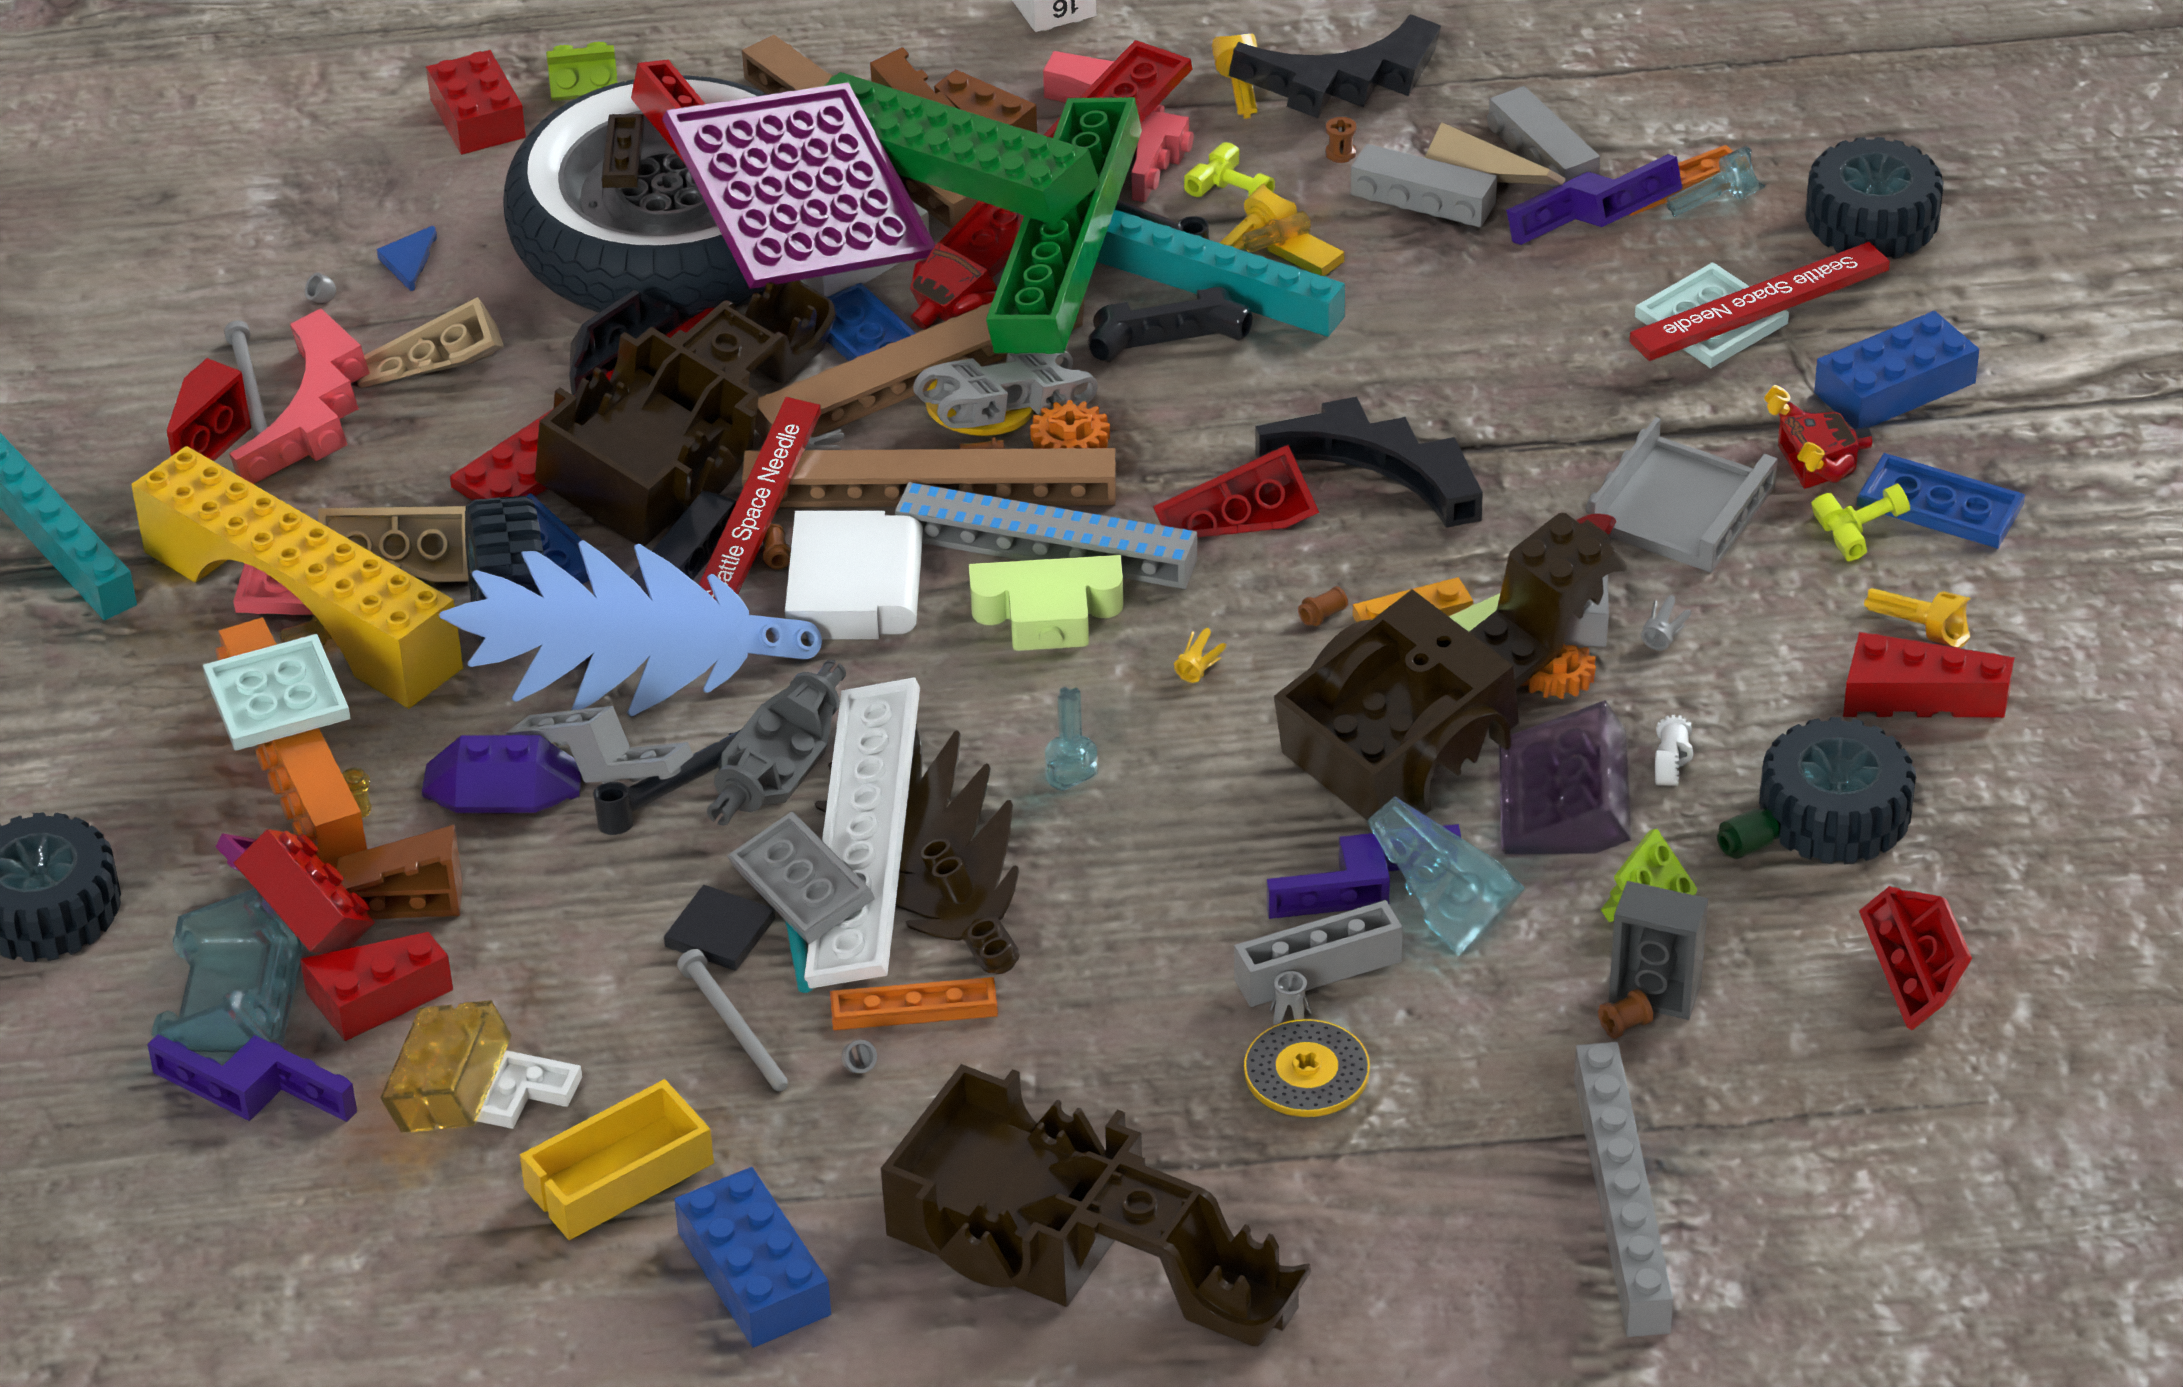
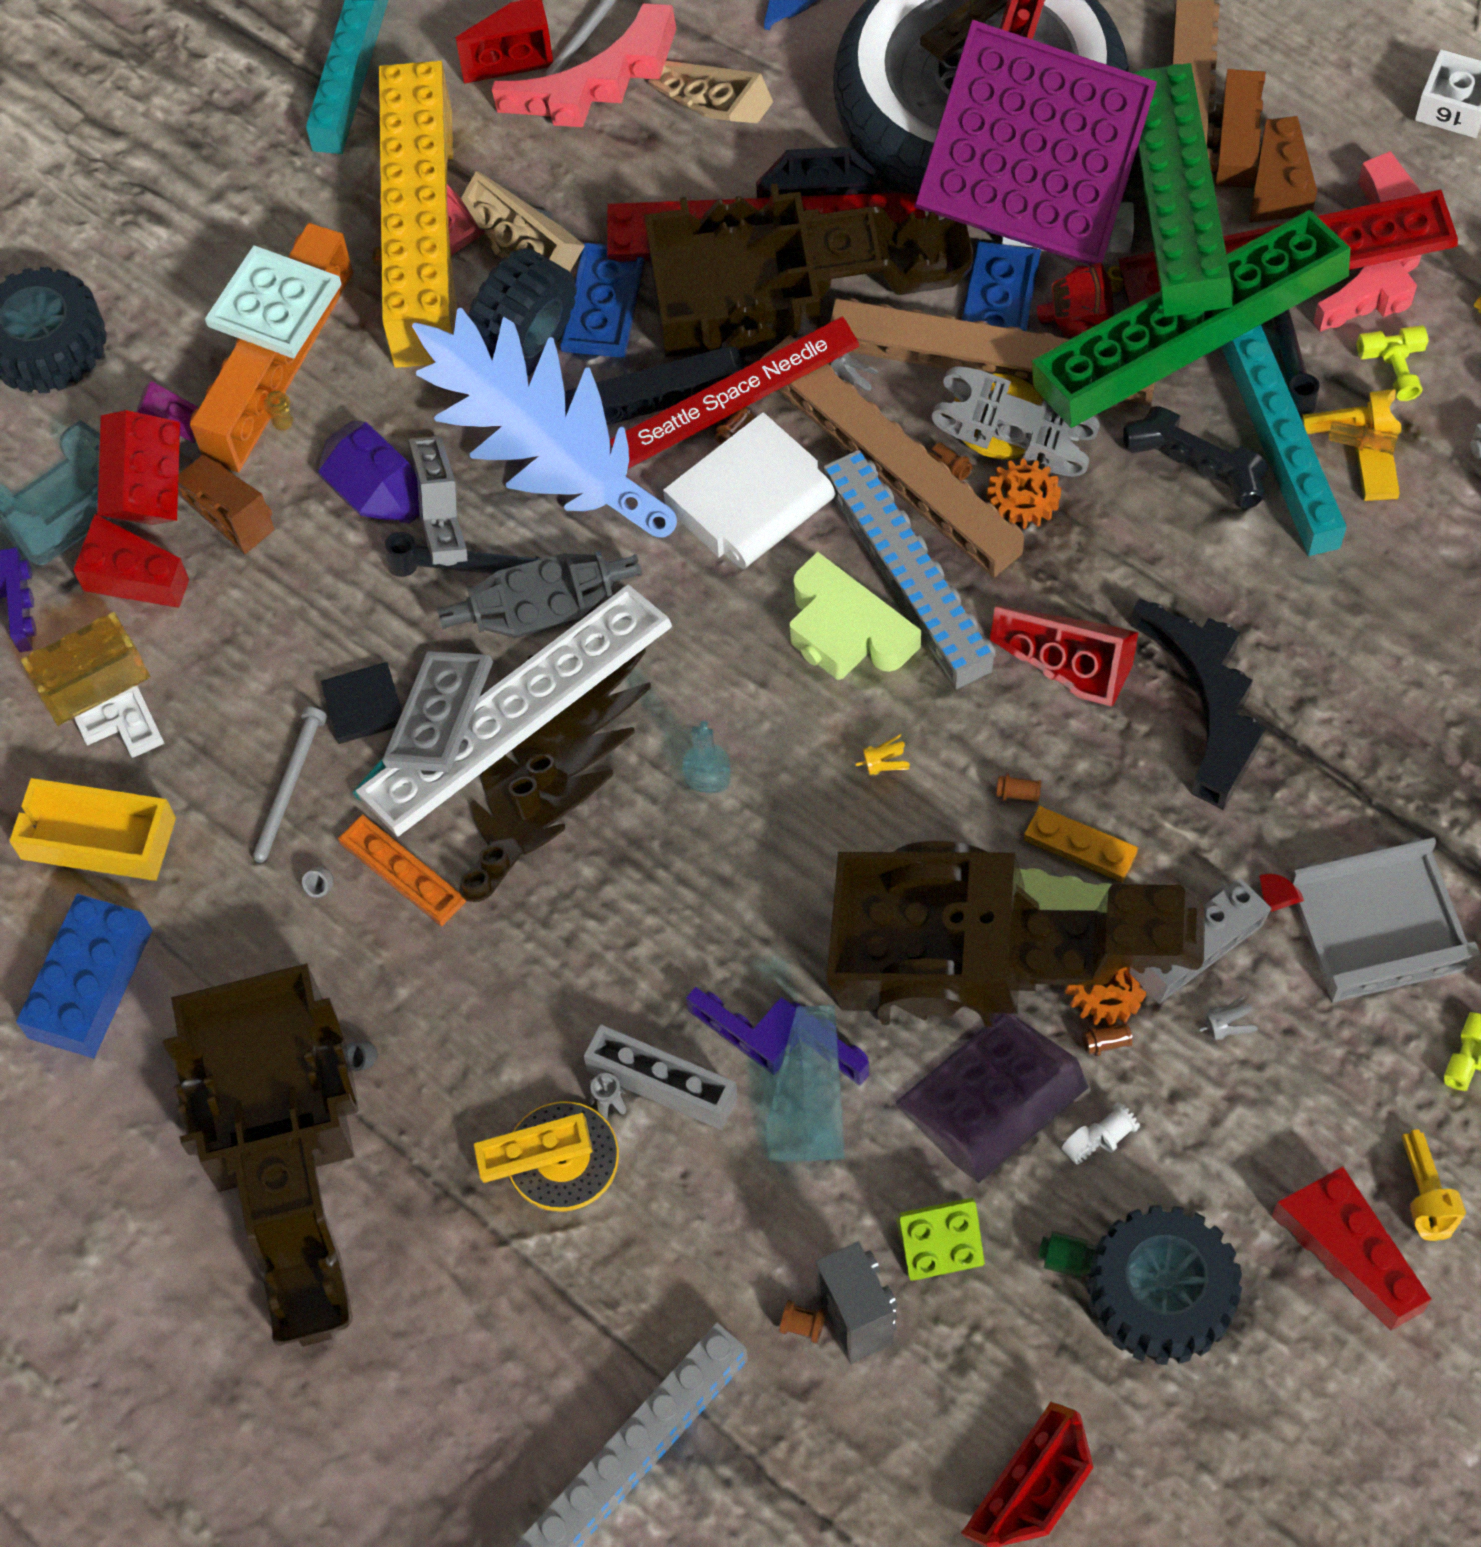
camera: 50 degrees right, 20 degrees up
(1285, 1066) = (533, 1147): none -> yellow plate
(1601, 690) = (1106, 1038): none -> dark orange pin

